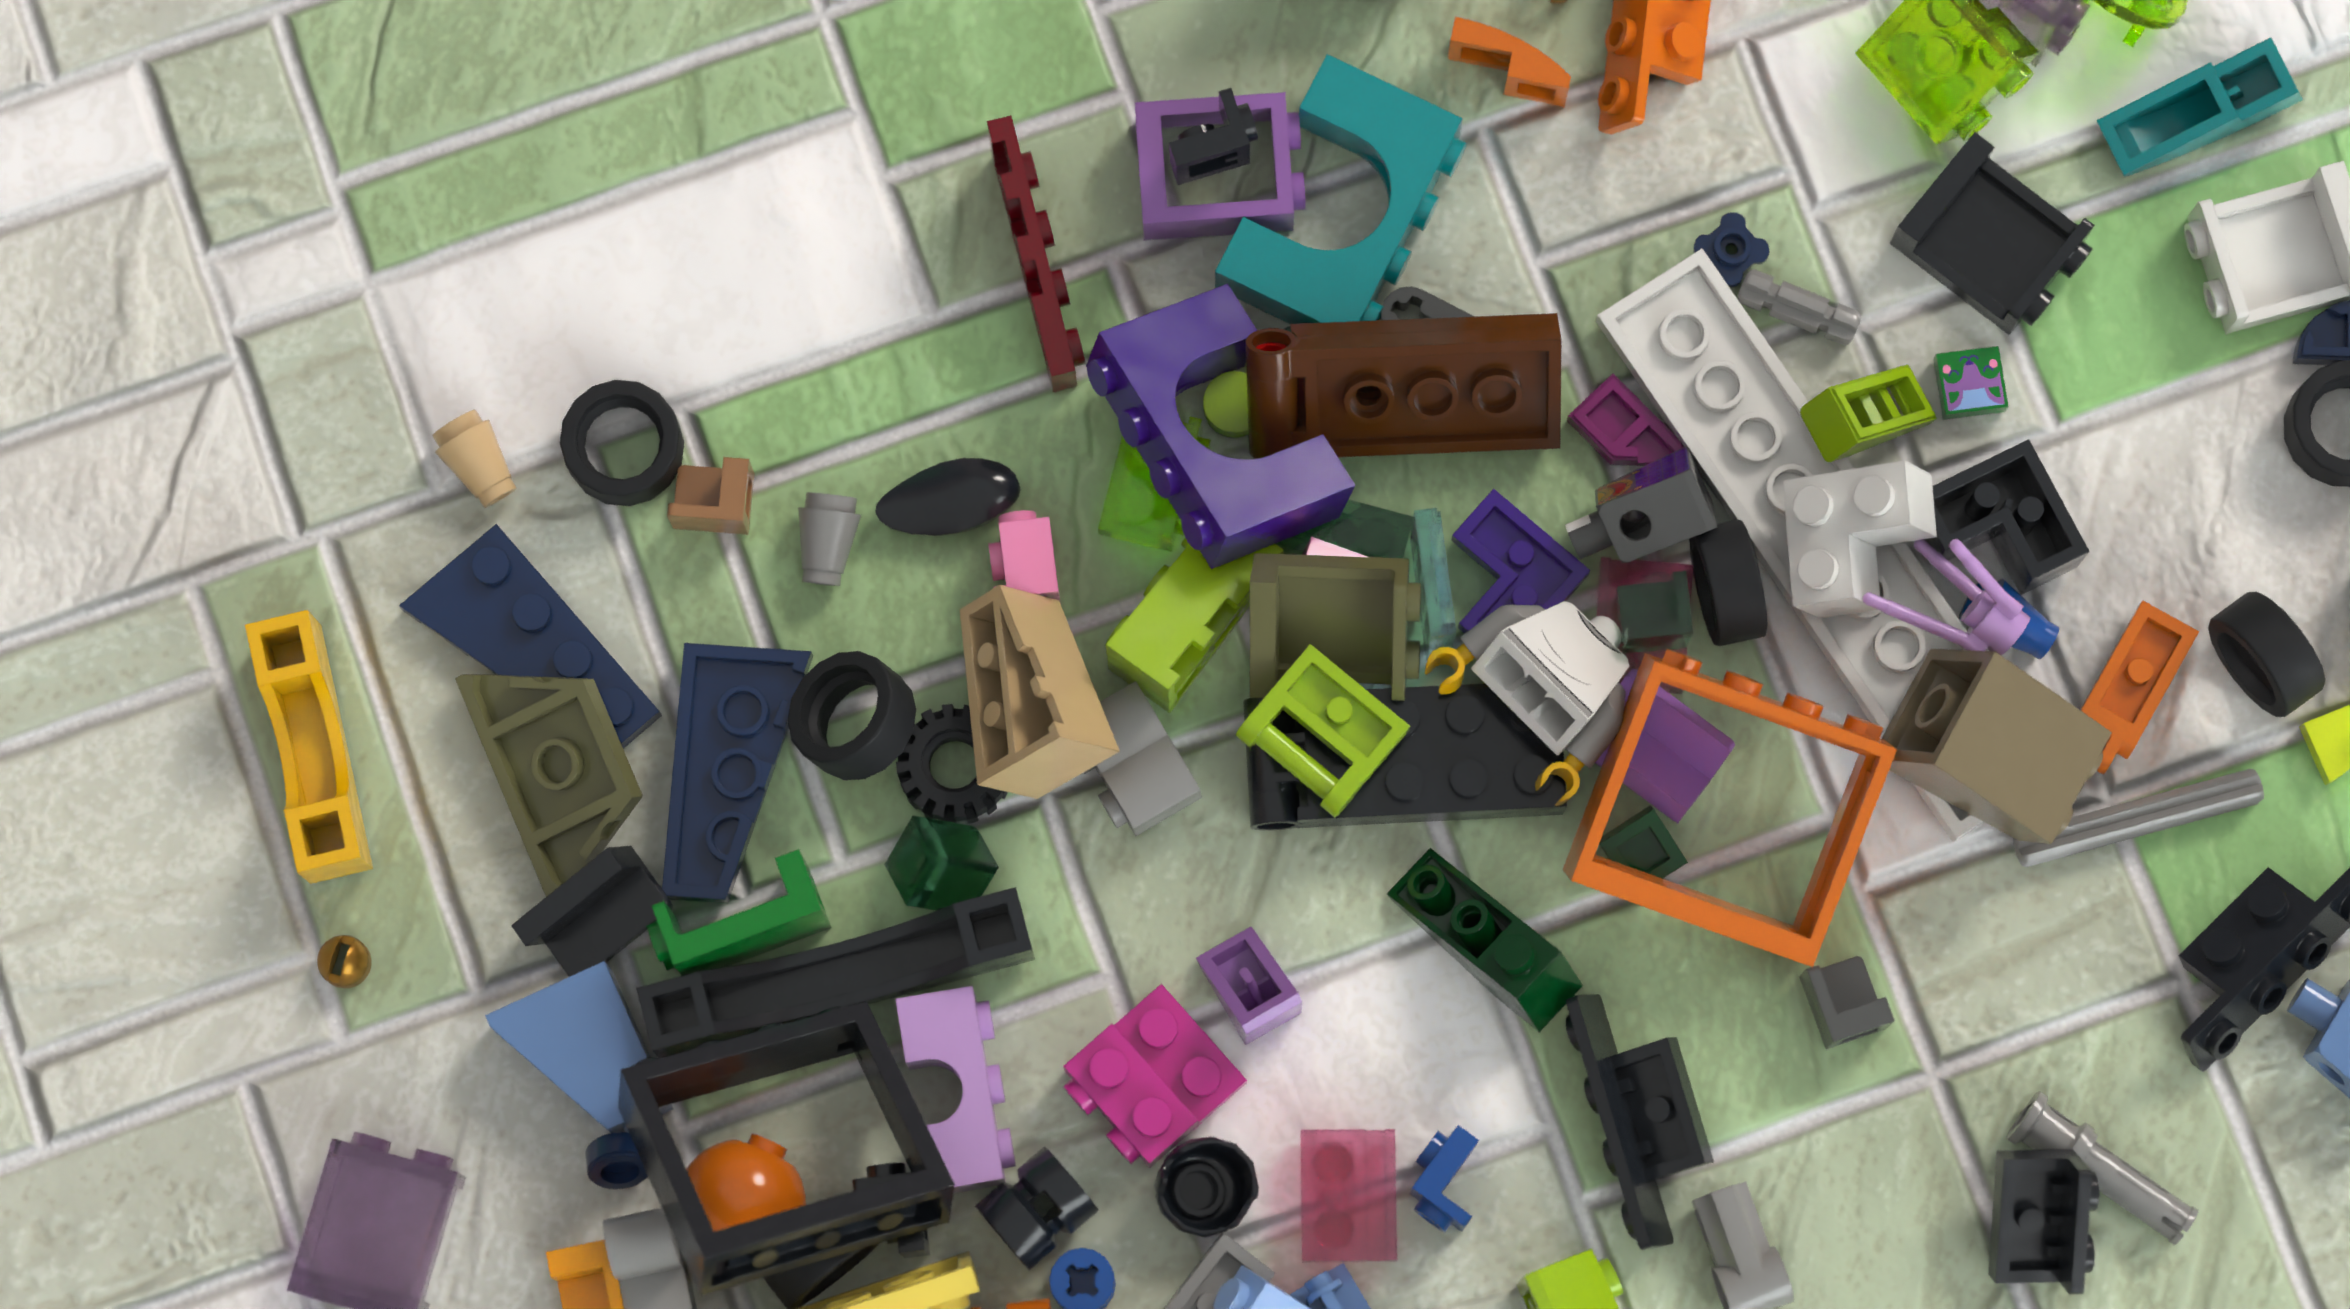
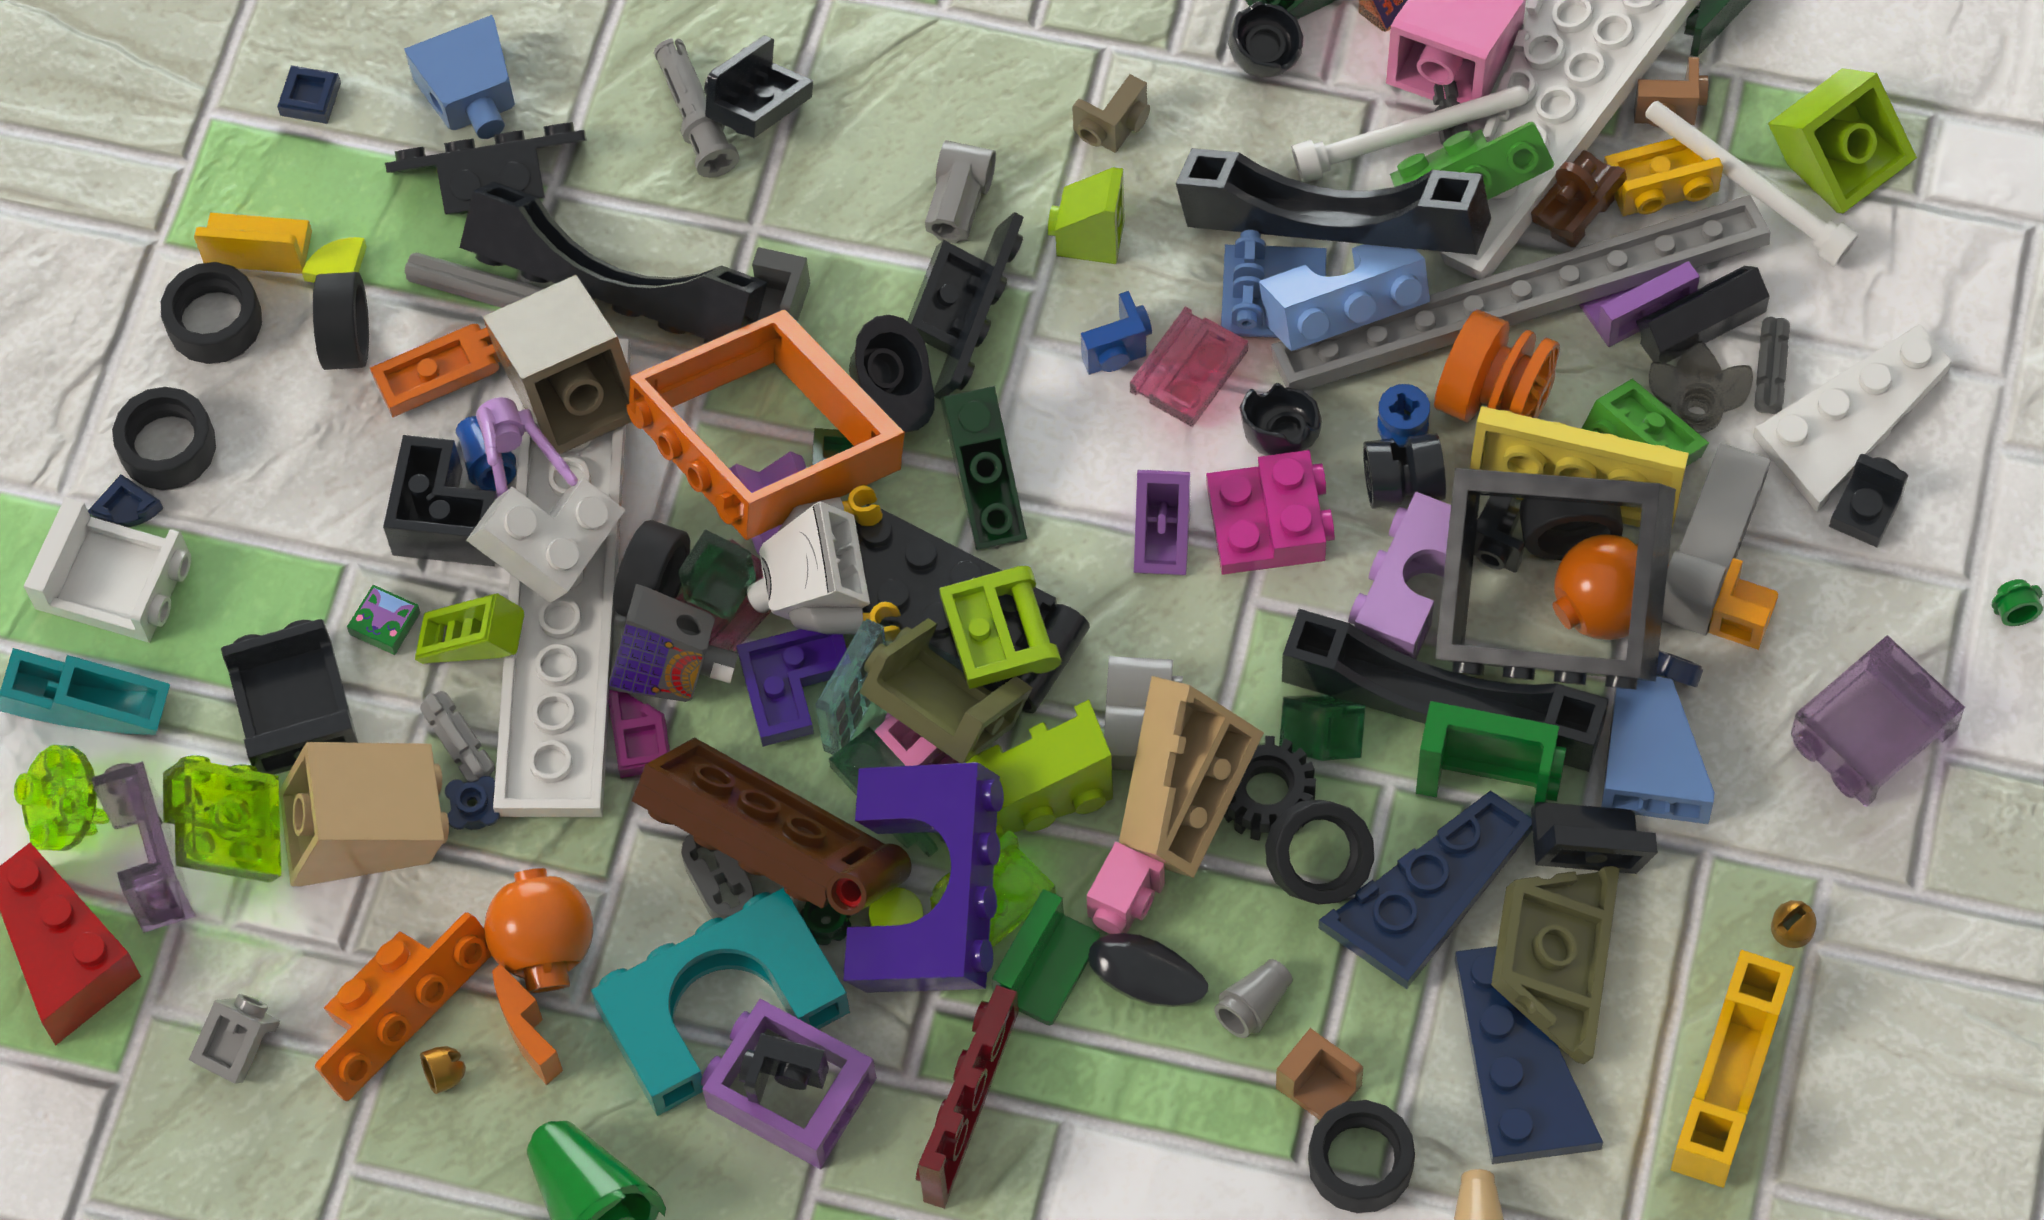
camera: 145 degrees left, 15 degrees down
(1055, 449) = (1045, 959): none -> green panel
(1562, 155) = (539, 929): none -> orange brick
(1642, 967) = (894, 370): none -> black piece
(1823, 163) = (361, 810): none -> tan slope
(2154, 881) = (520, 233): none -> black arch

